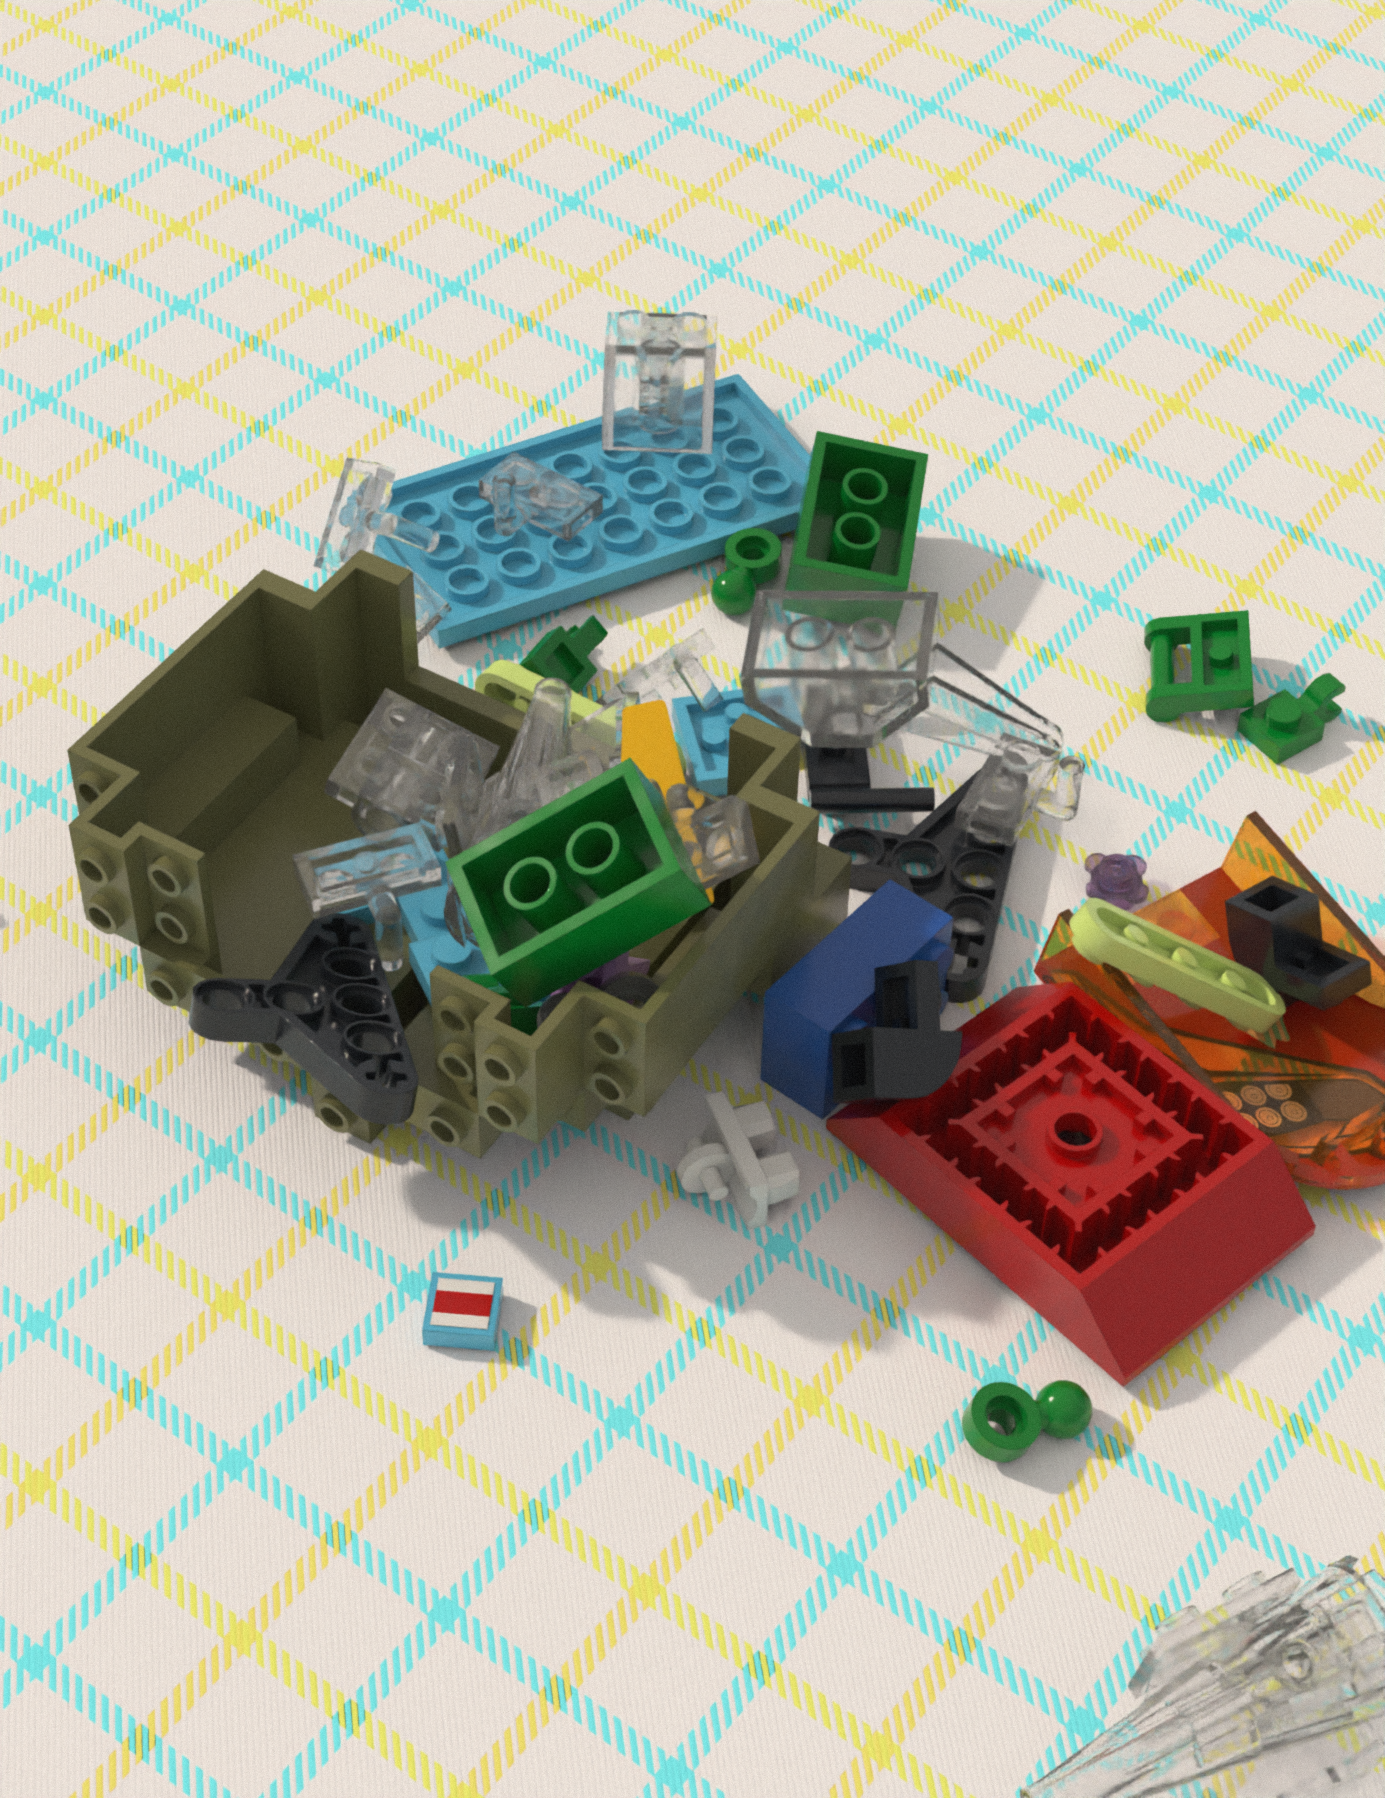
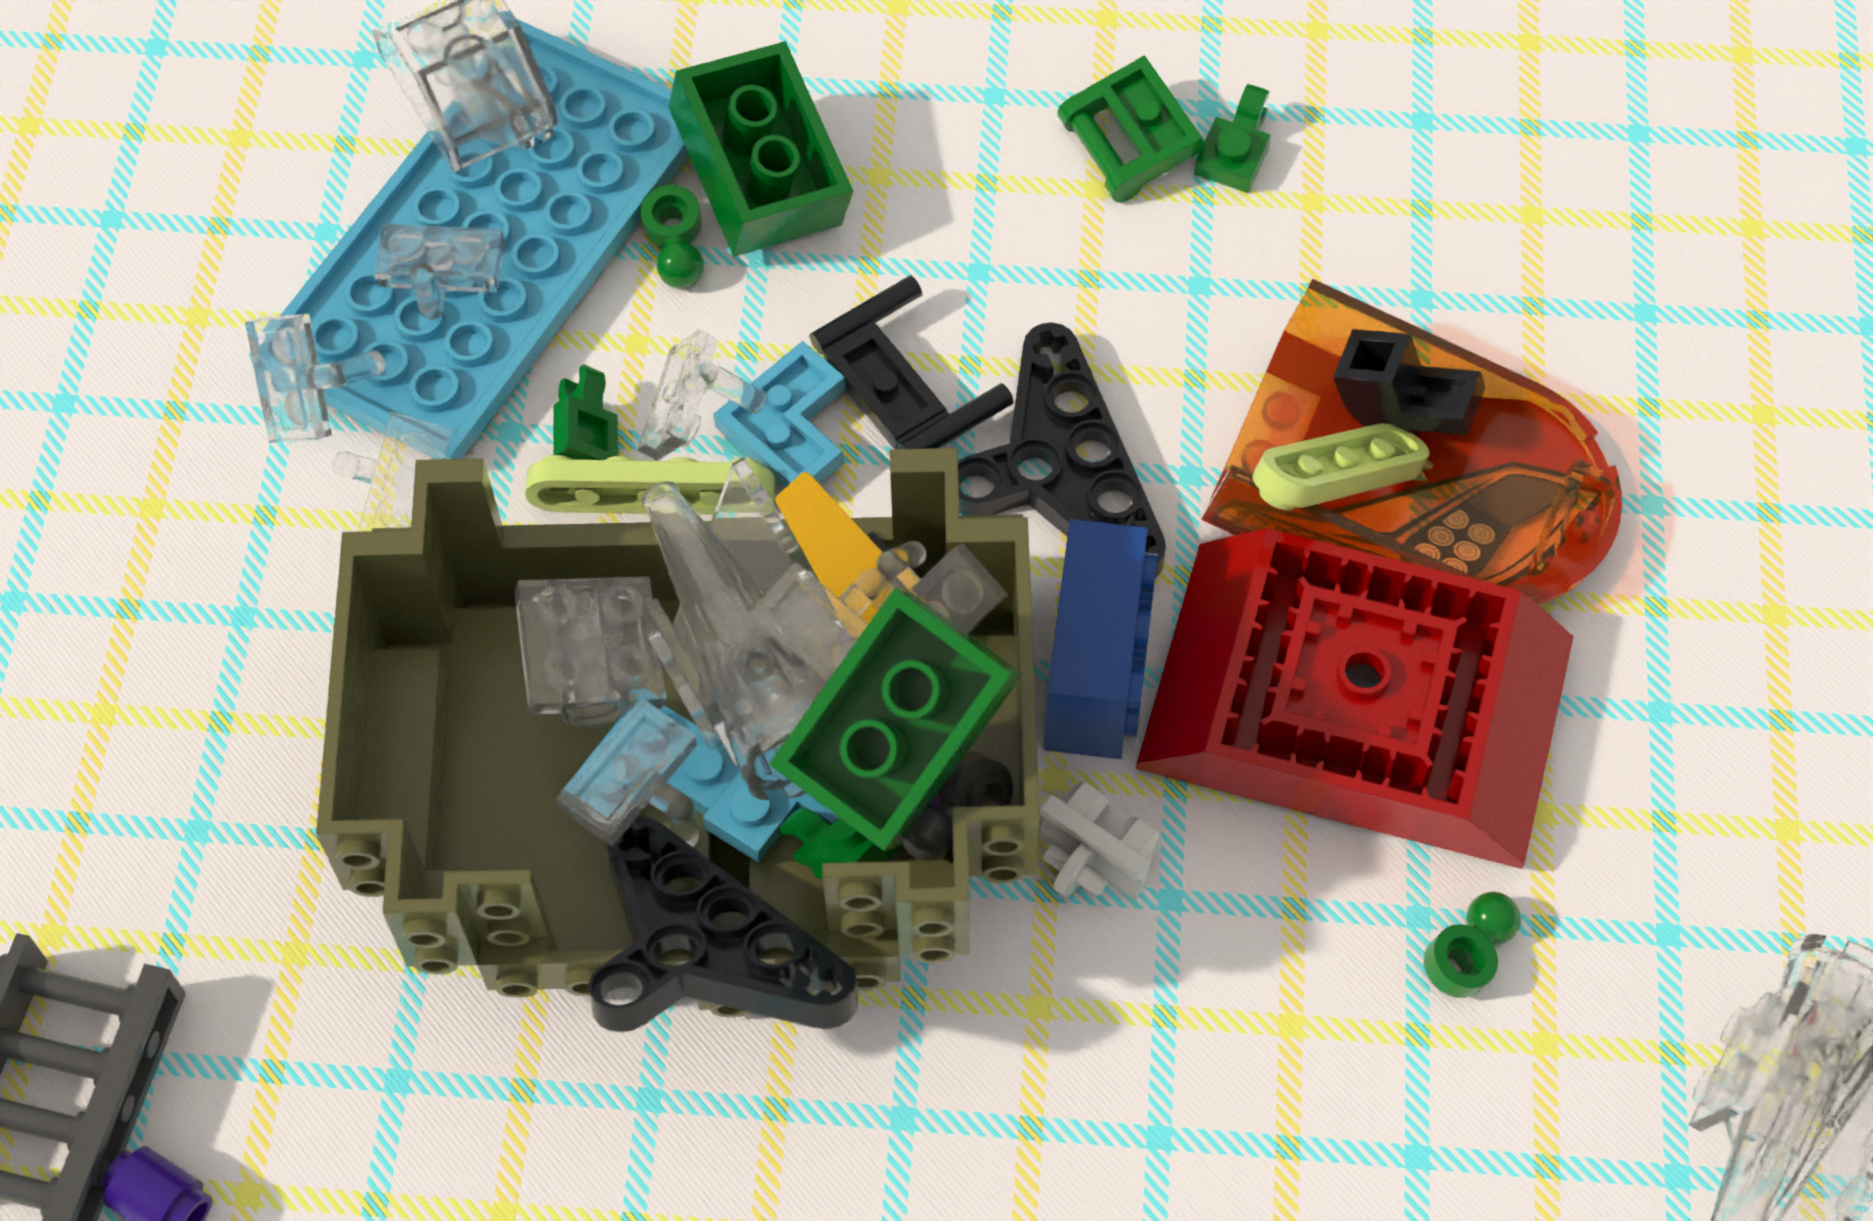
camera: 30 degrees left, 15 degrees up
(463, 1311) = (968, 1121): tile -> none
(870, 664) = (897, 305): clear slope -> none
(906, 1049) = (1195, 679): black brick -> none
(1015, 786) = (1071, 352): clear plate -> none
(1116, 879) = (1204, 402): clear purple plate -> none

